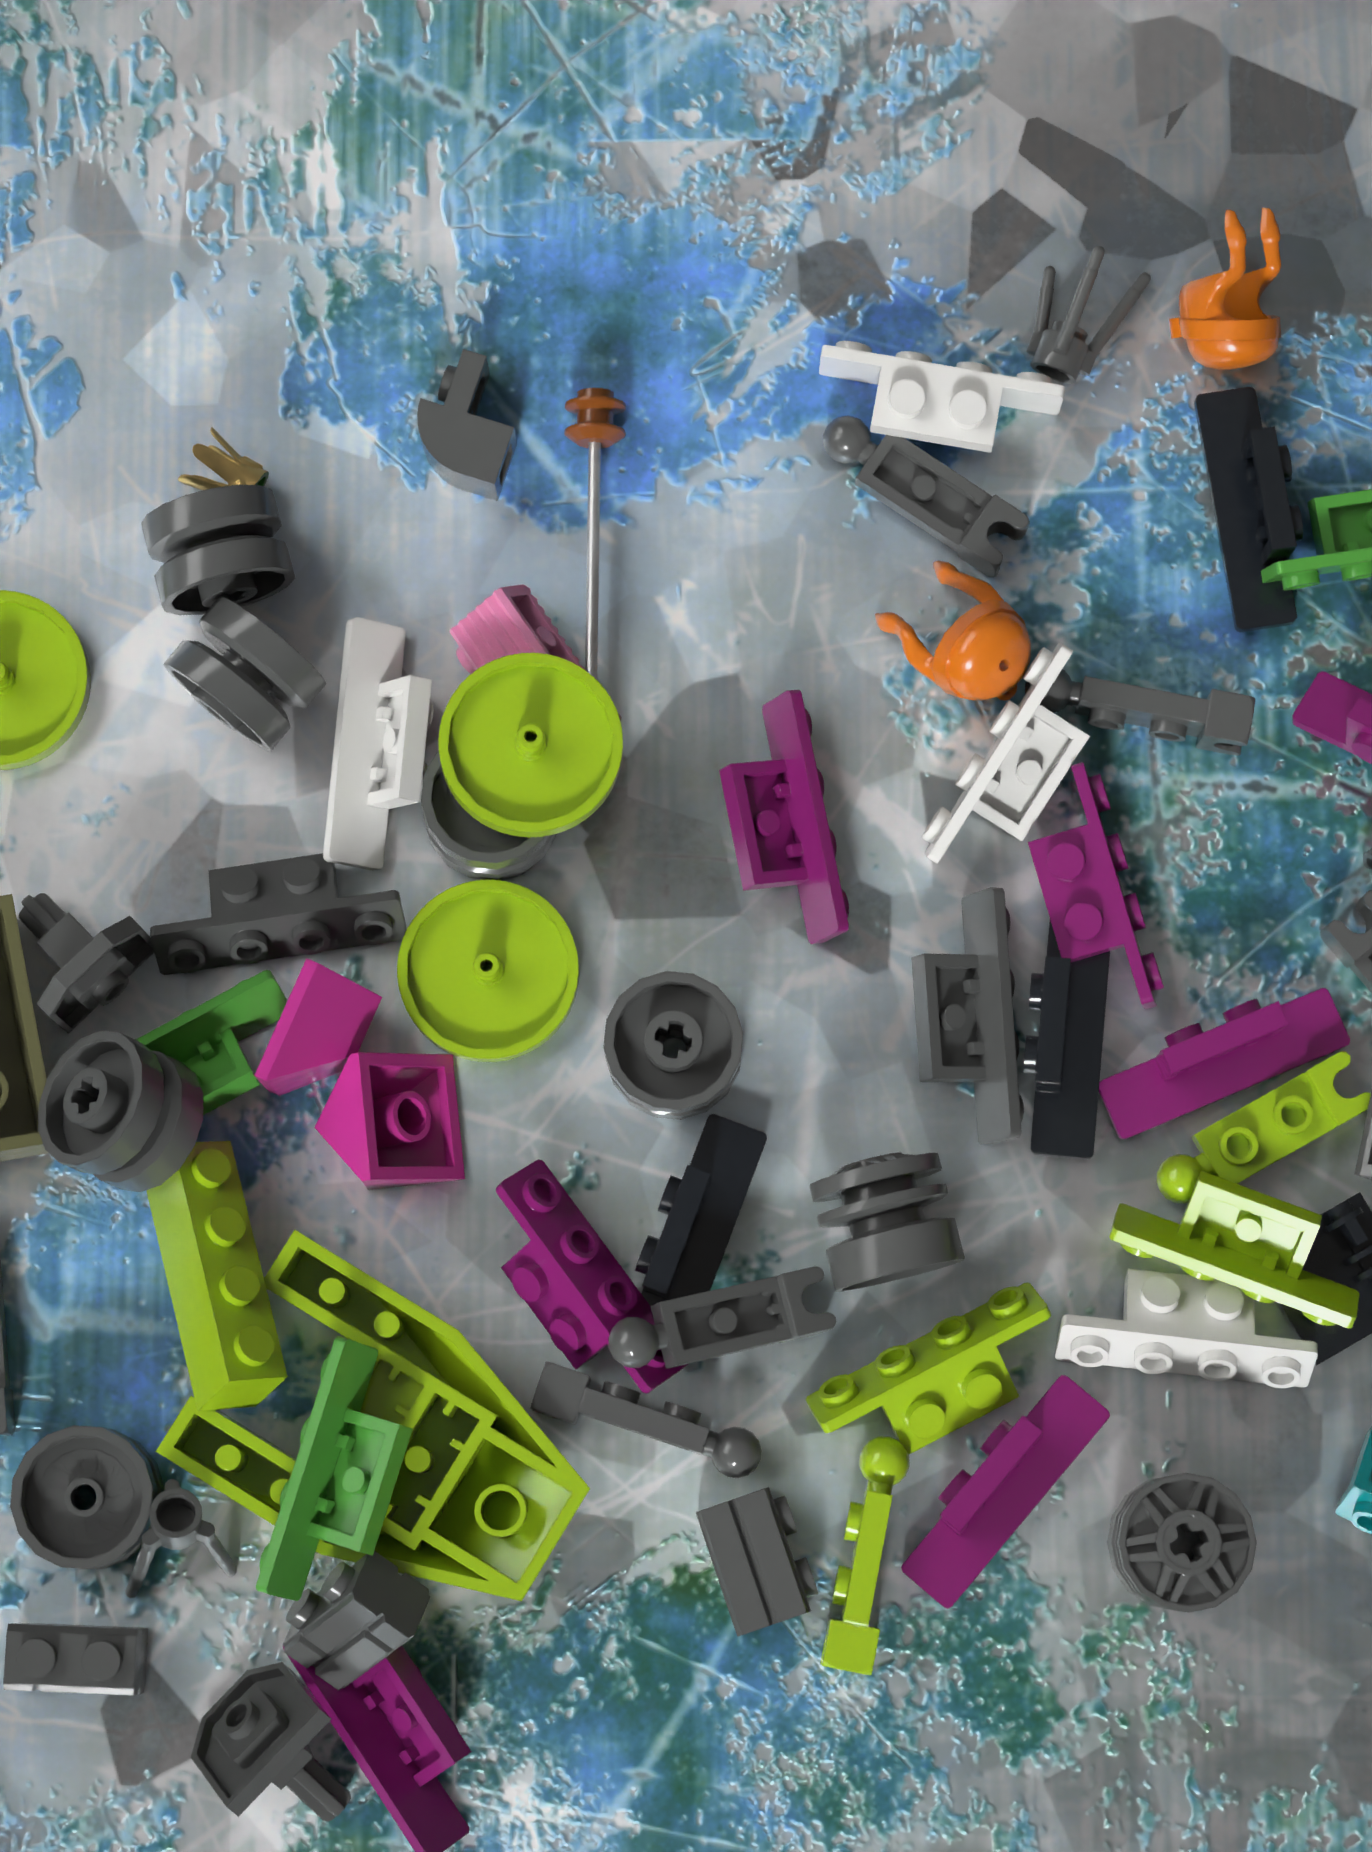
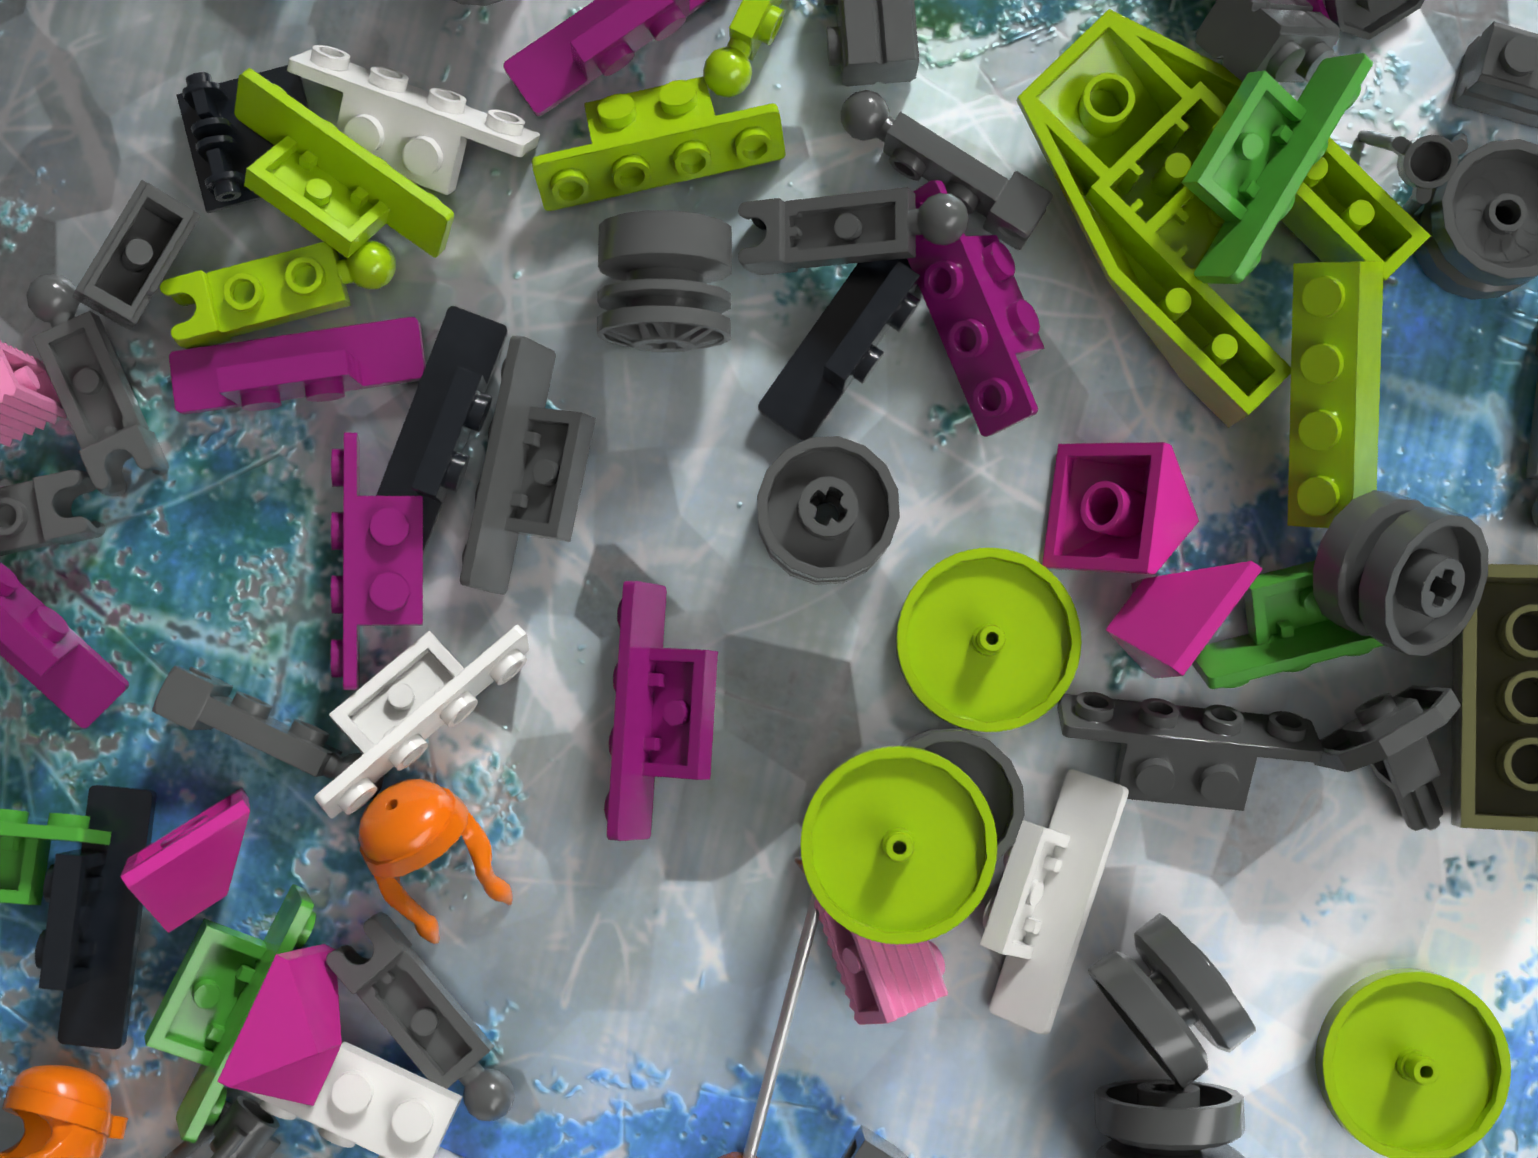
camera: 165 degrees left, 5 degrees up
(1036, 446) = (289, 1030): none -> dark pink slope
(1114, 461) = (213, 998): none -> bright green bracket
(1175, 577) = (190, 864): none -> dark pink slope

